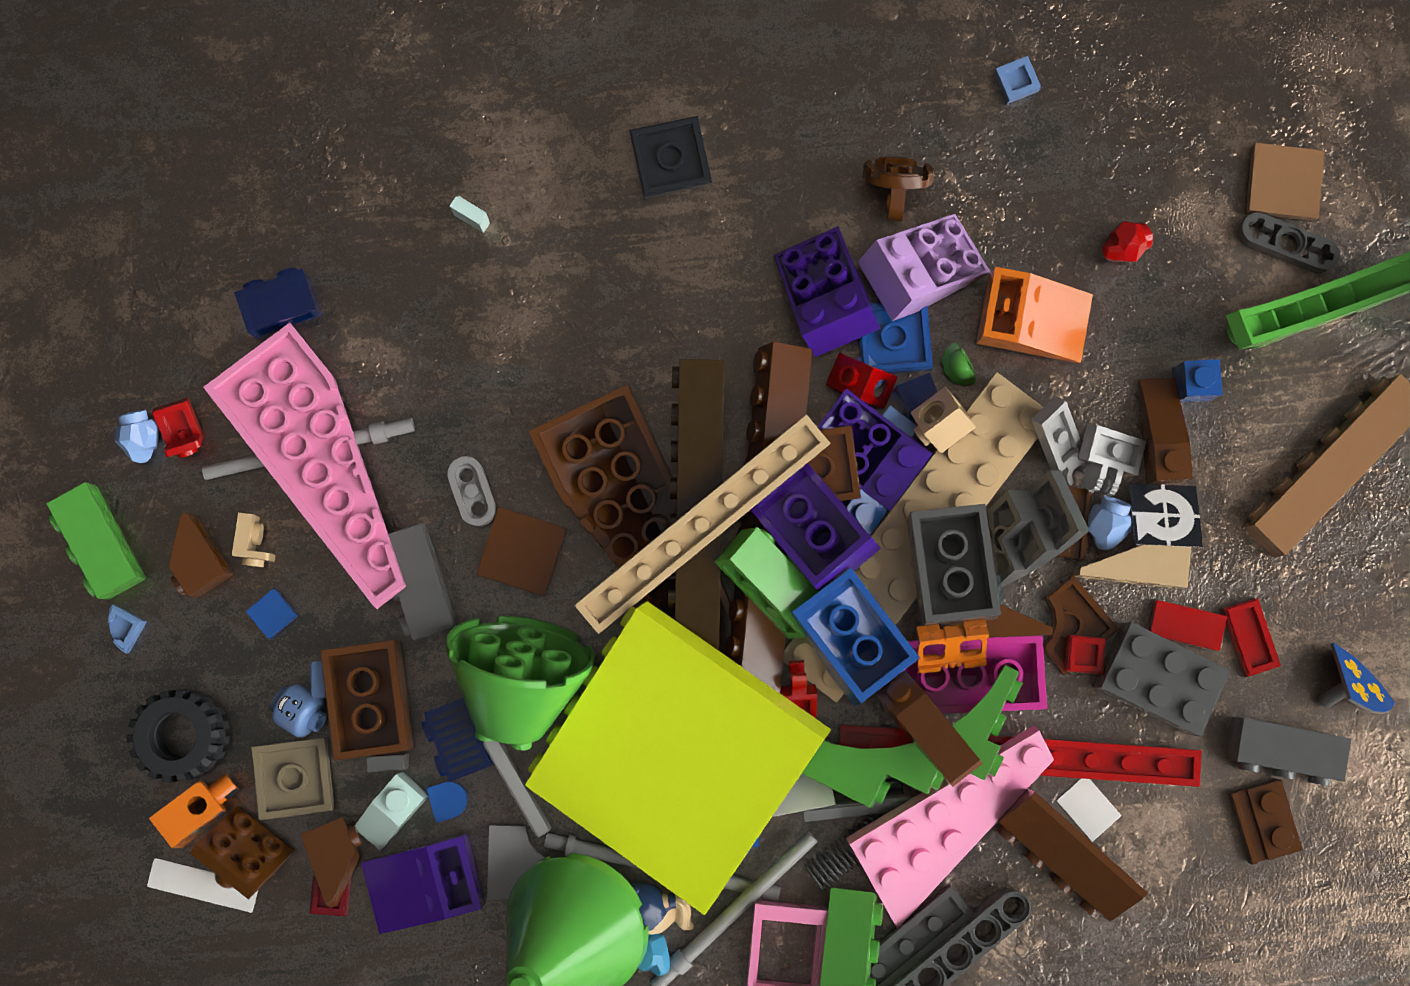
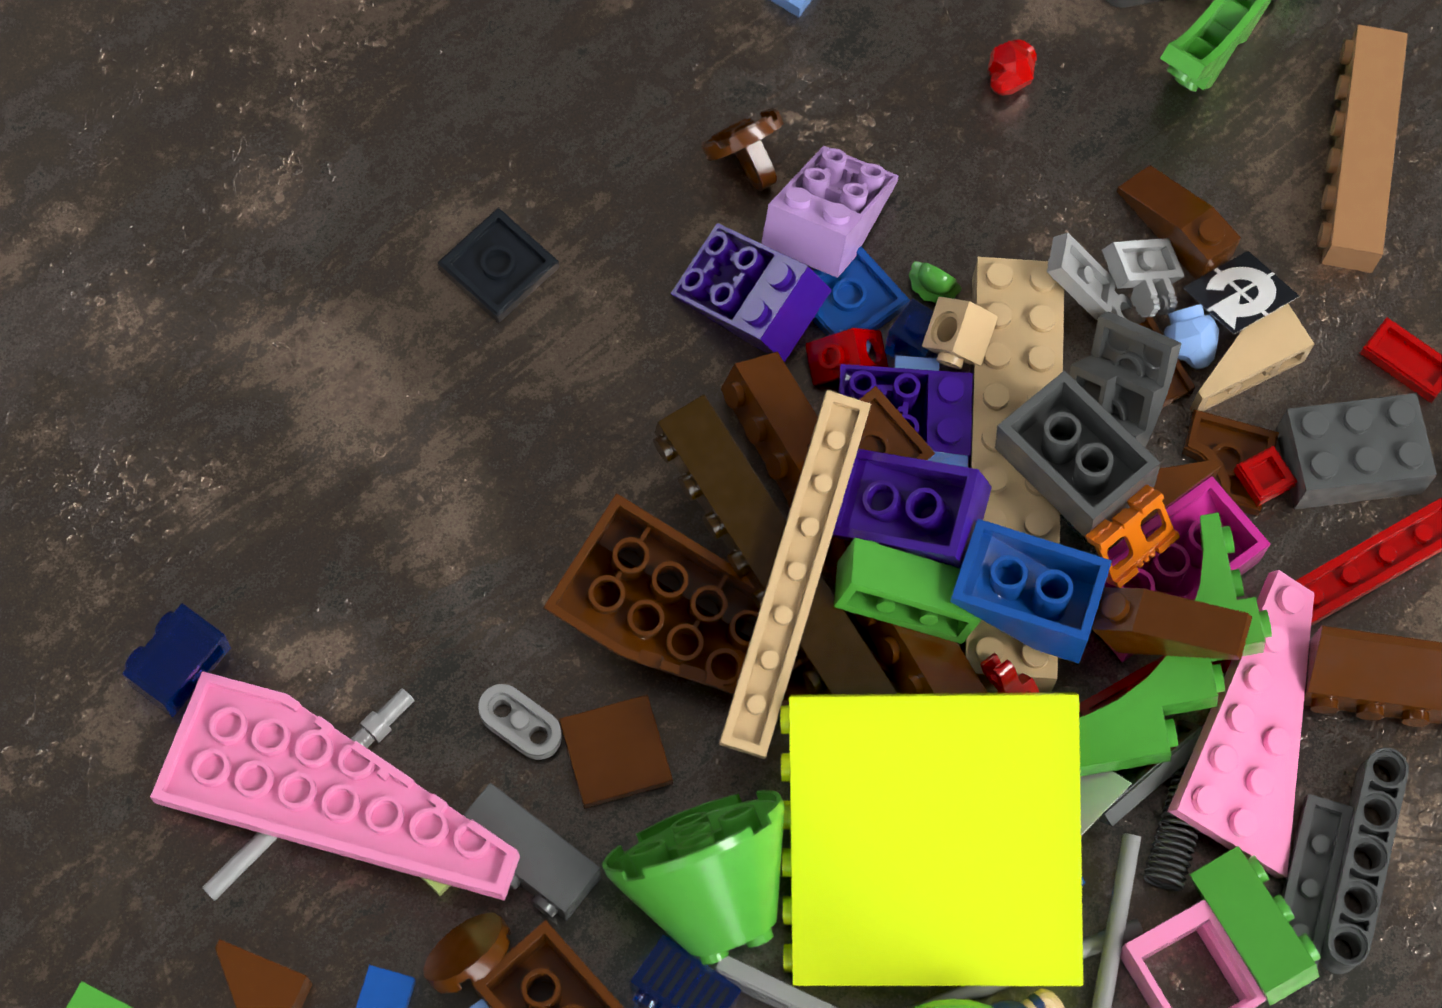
camera: 30 degrees left, 15 degrees down
(137, 435) = (106, 898): light blue rock -> none
(179, 428) = (149, 860): red bracket -> none
(247, 536) = (305, 923): tan bracket -> none
(335, 624) = (467, 952): none -> reddish brown tile
(470, 213) = (326, 442): light aqua tile -> none
(1034, 315) = (970, 189): orange slope -> none
(1089, 808) = (1382, 619): white sticker -> none
(1187, 625) = (1344, 382): red tile -> none
(1198, 380) = (1175, 149): blue brick -> none

